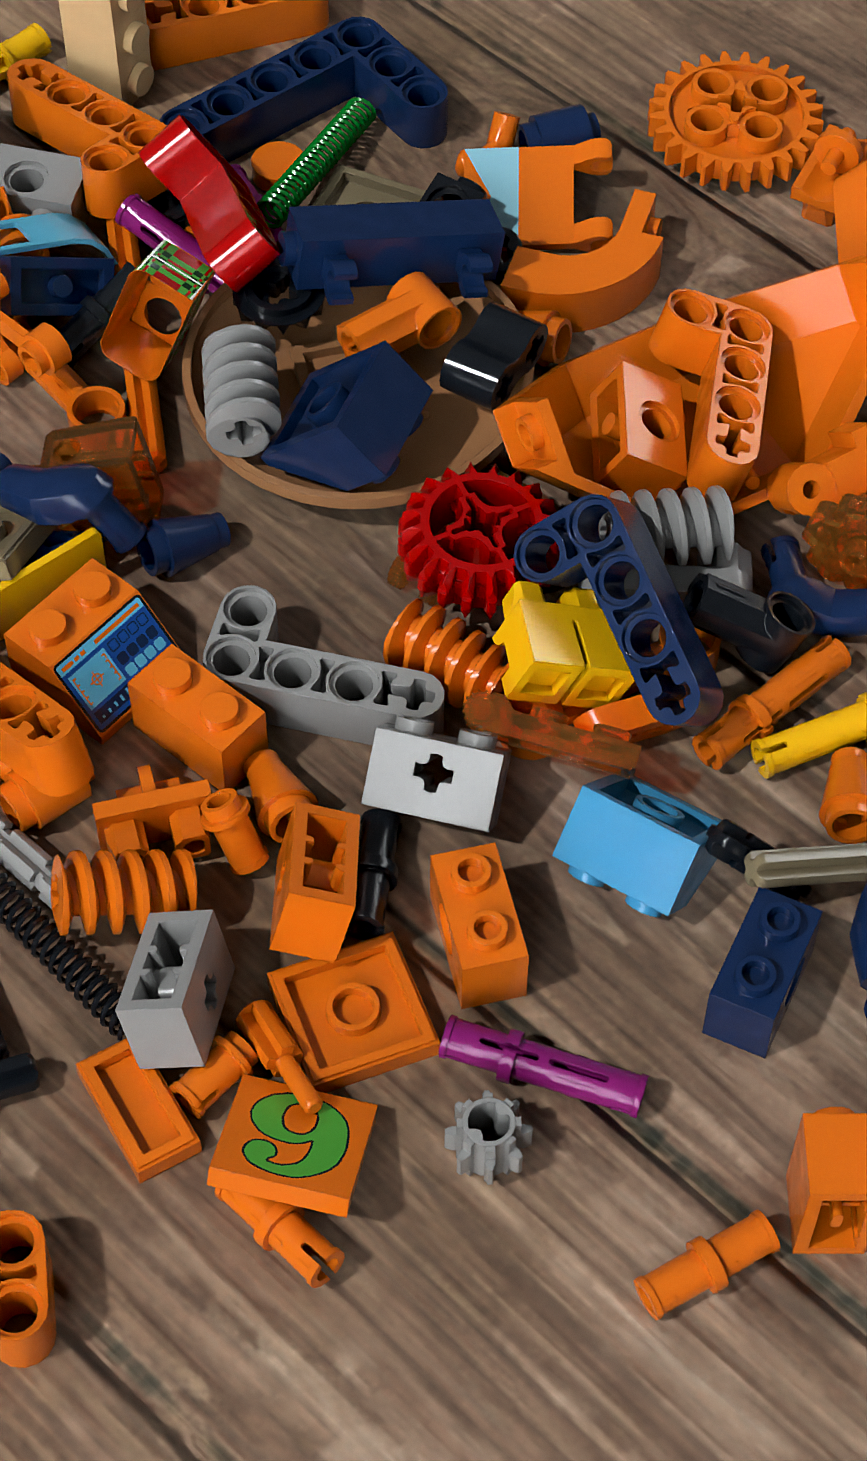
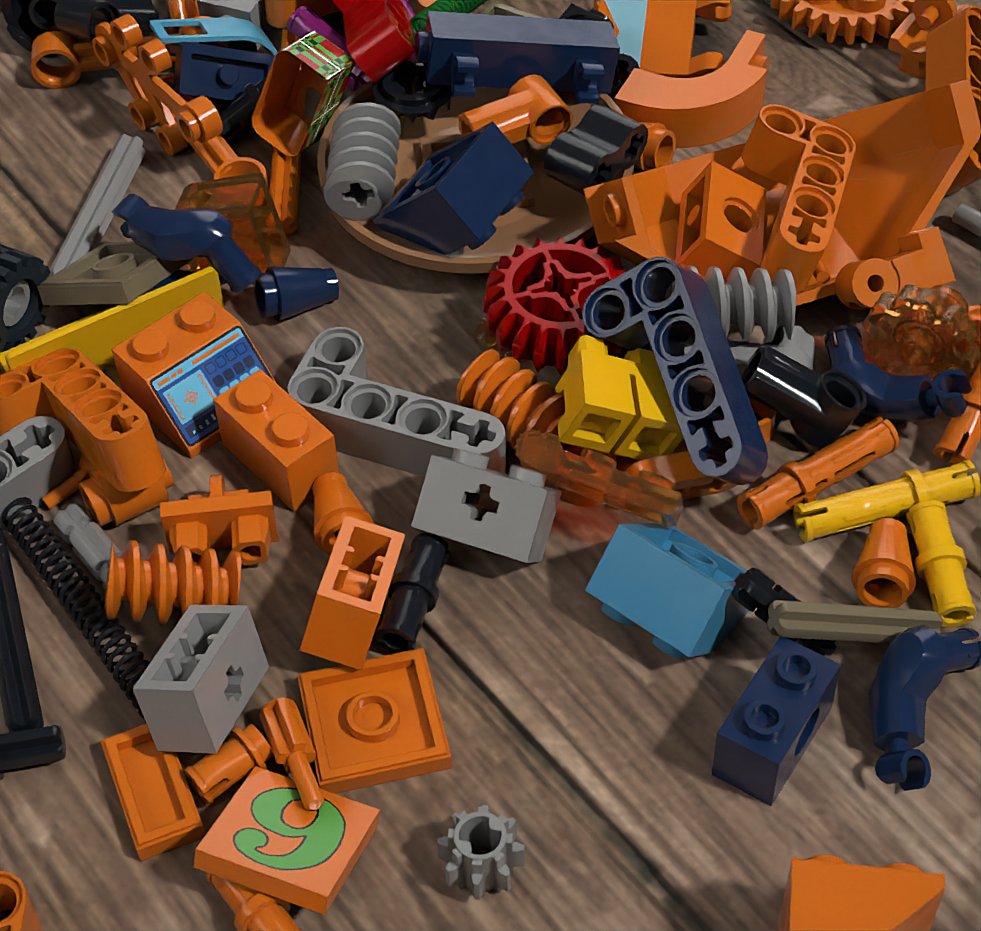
camera: 10 degrees right, 5 degrees down
(228, 818) = (284, 529): orange pin -> none
(478, 925) = (504, 649): orange brick -> none
(542, 1066) = (524, 779): magenta pin -> none

